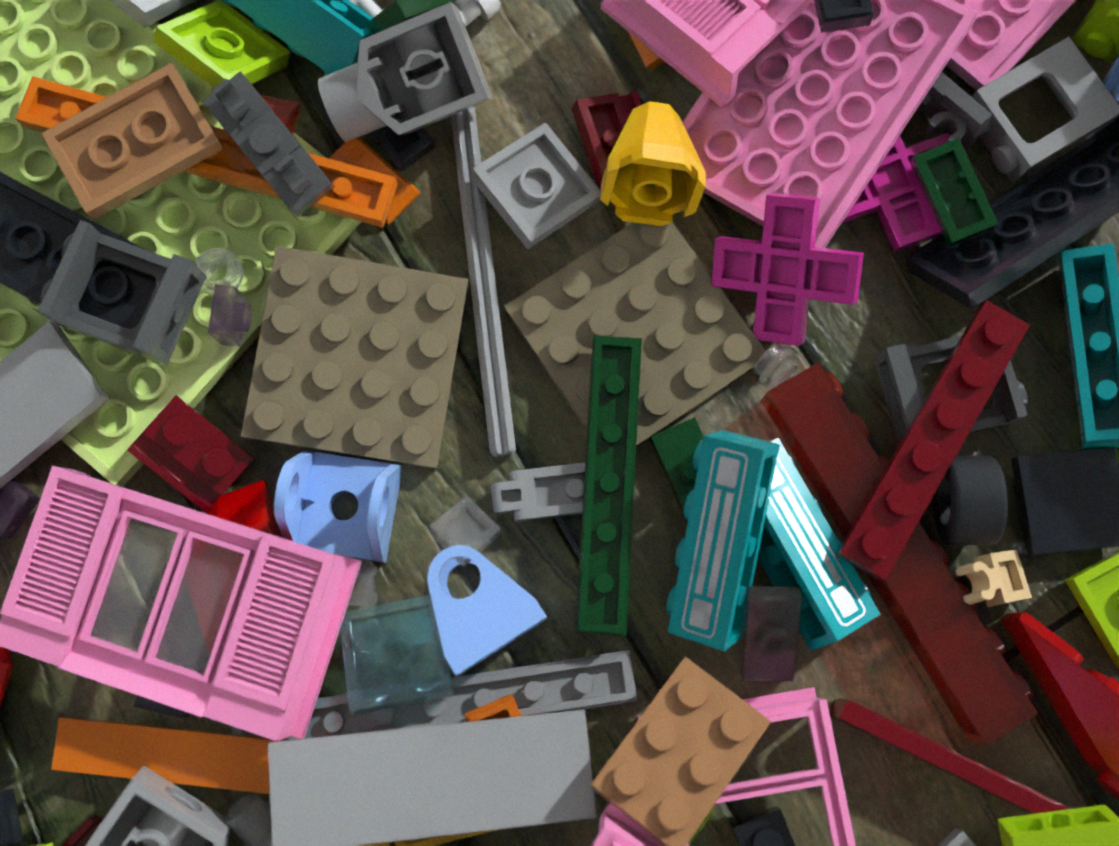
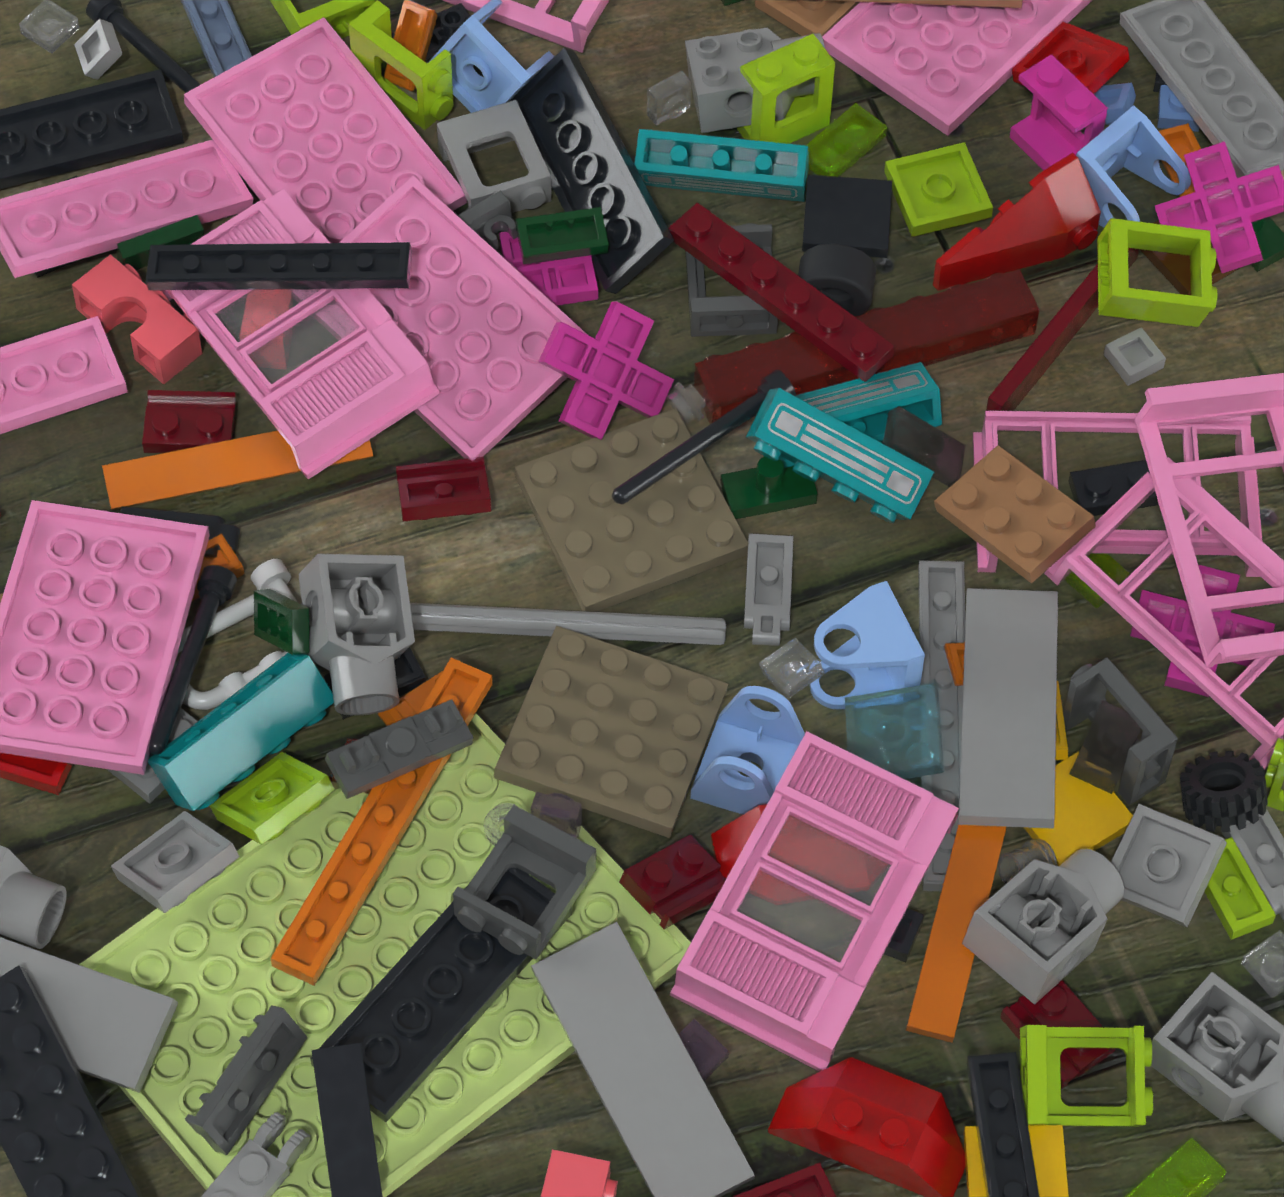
camera: 80 degrees left, 20 degrees down
(131, 141) = (371, 861): medium nougat plate -> none
(536, 185) = (475, 558): light grey plate -> none
(608, 486) = (770, 542): dark green tile -> none
(653, 168) = (488, 447): yellow cone -> none
(793, 452) = (702, 439): none -> black piece
(996, 579) = (904, 279): tan plate -> none

